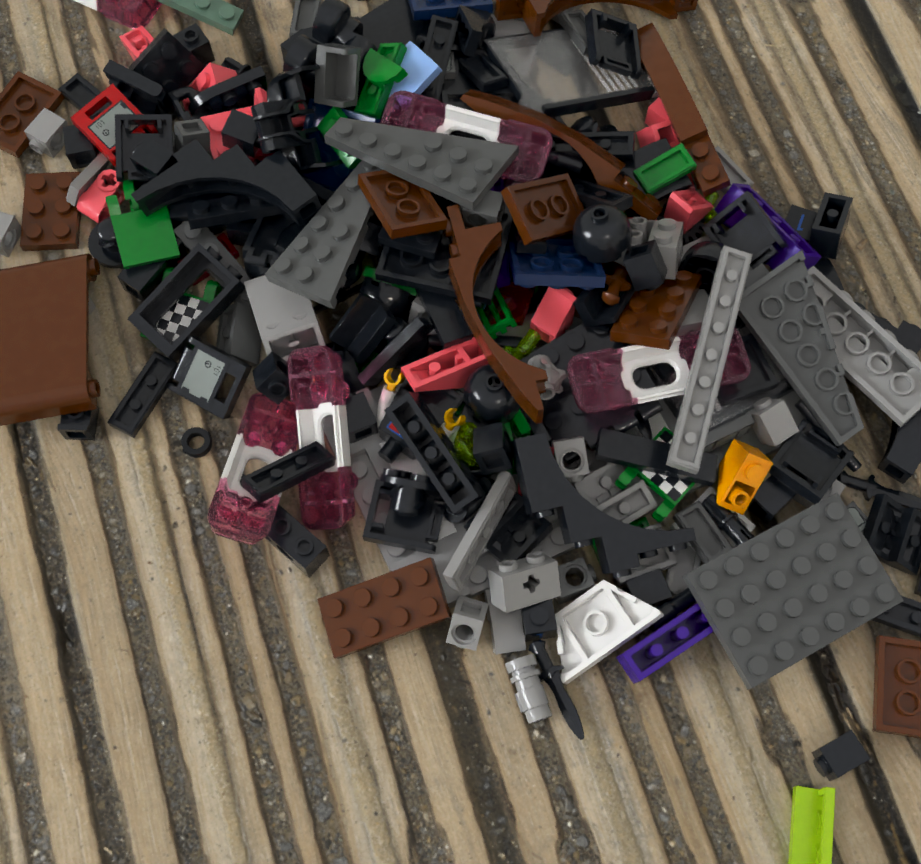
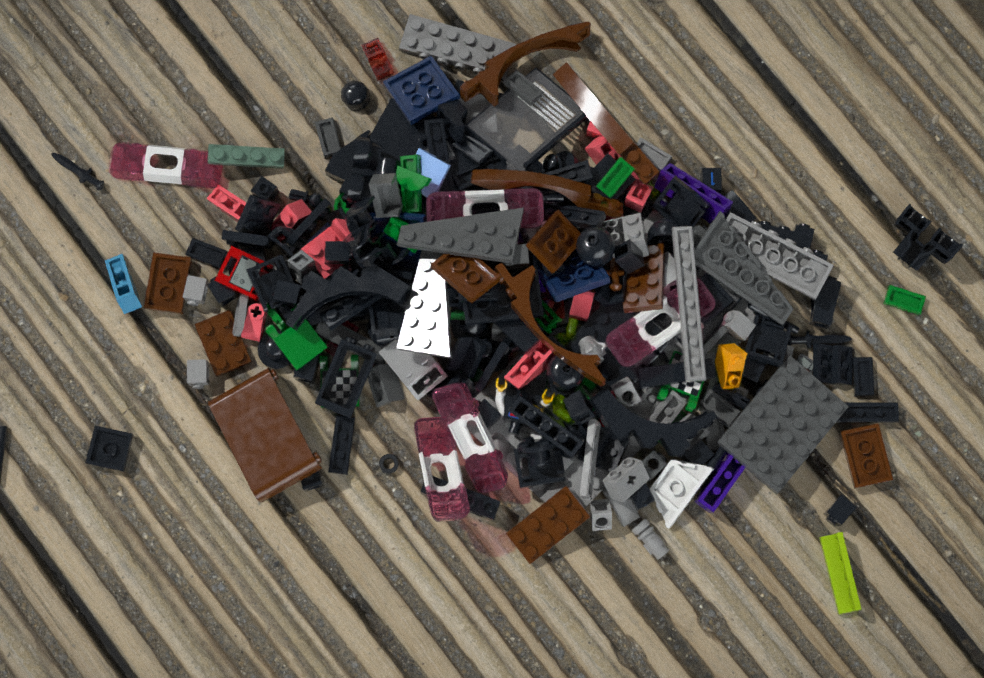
camera: 20 degrees left, 10 degrees up
(202, 374) = (376, 420): black container -> none
(272, 378) = (423, 408): black brick -> none
(288, 471) = (461, 466): black tile -> none
(552, 677) = (660, 526): black sword -> none
(611, 51) = (551, 97): black container -> none
(830, 224) = (731, 174): black brick -> none

